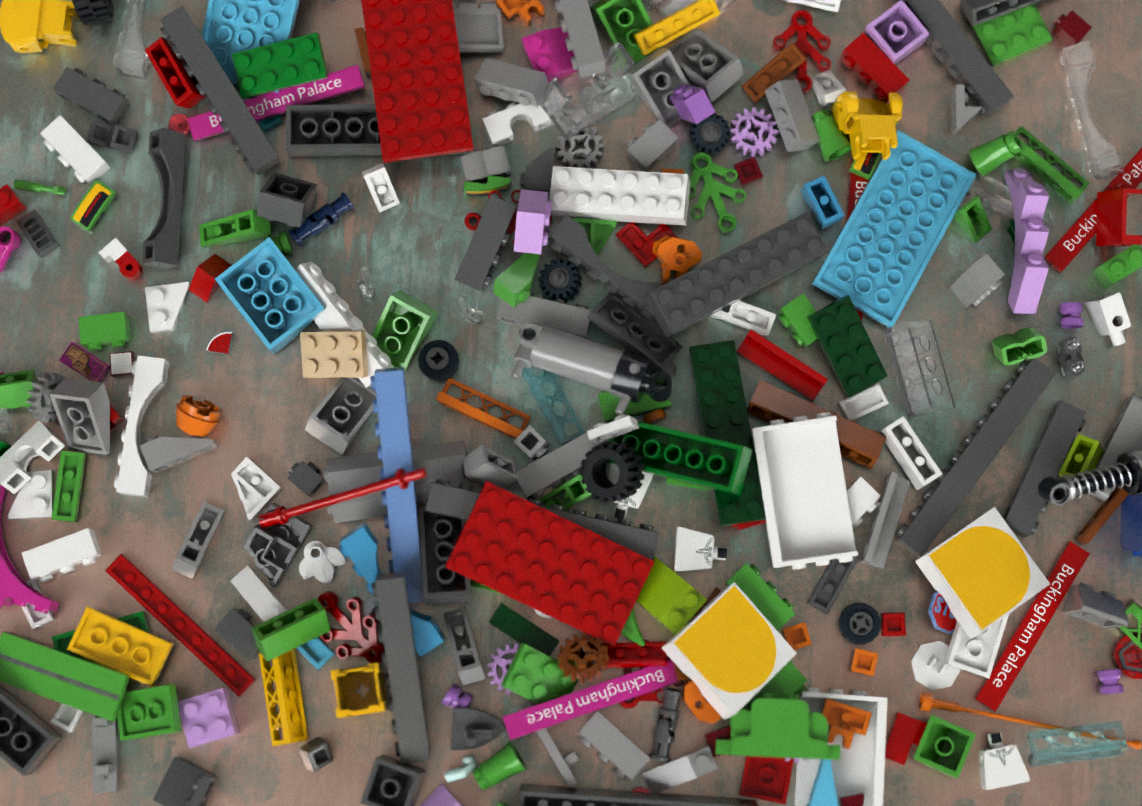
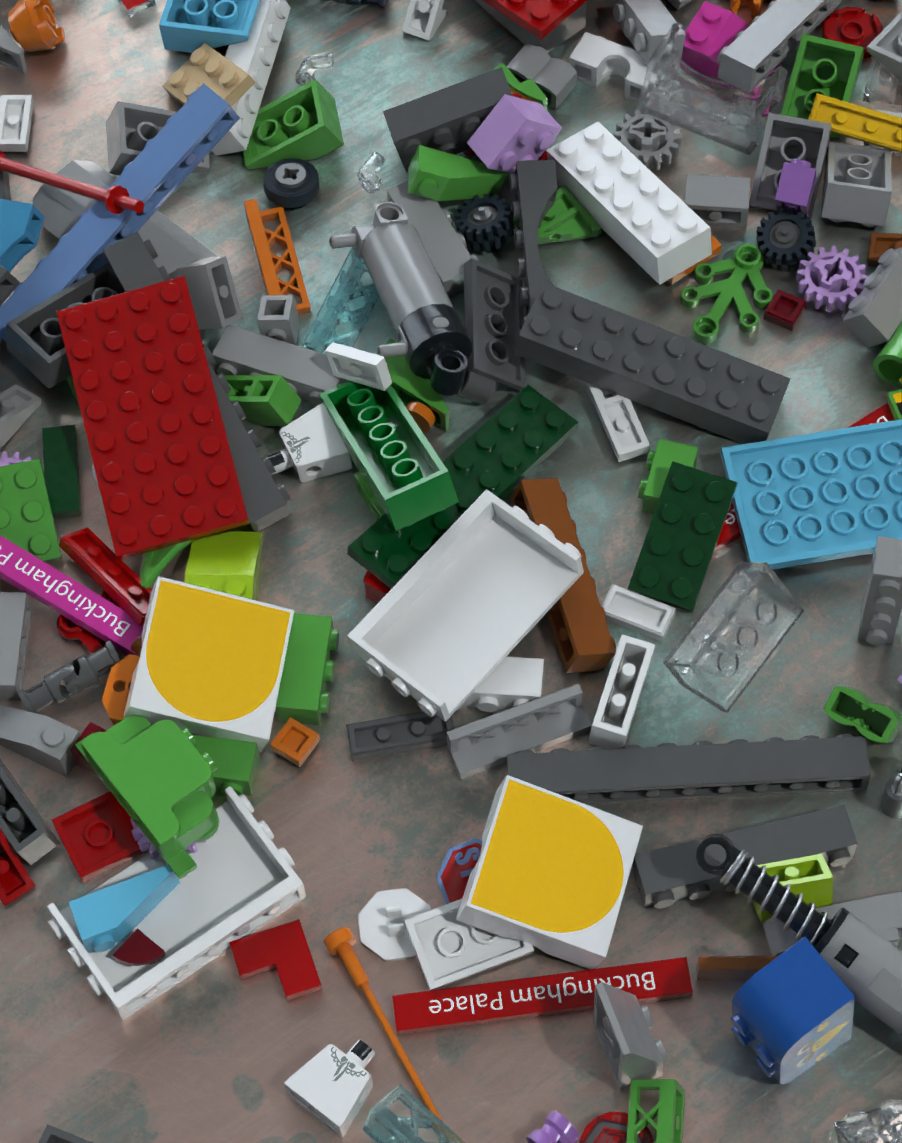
camera: 55 degrees right, 20 degrees down
(306, 477) = (54, 153): dark grey brick -> none
(539, 172) = (581, 115): dark grey slope -> none
(593, 661) = (74, 531): dark orange gear -> none
(595, 471) = (309, 396): black tyre -> none
(640, 244) = (604, 281): red tile -> none
(673, 259) = (614, 286): orange hinge -> none
(695, 551) = (300, 564): white torso -> none
(781, 365) = (598, 497): red fence -> none
(822, 203) = (820, 394): dark azure brick -> none
(845, 721) = (233, 864): orange plate -> none
(863, 662) = (328, 836): orange plate -> none
(870, 622) = (368, 784): black wheel -> none
(893, 624) = (403, 838): red tile -> none
(944, 747) = (298, 996): bright green slope -> none

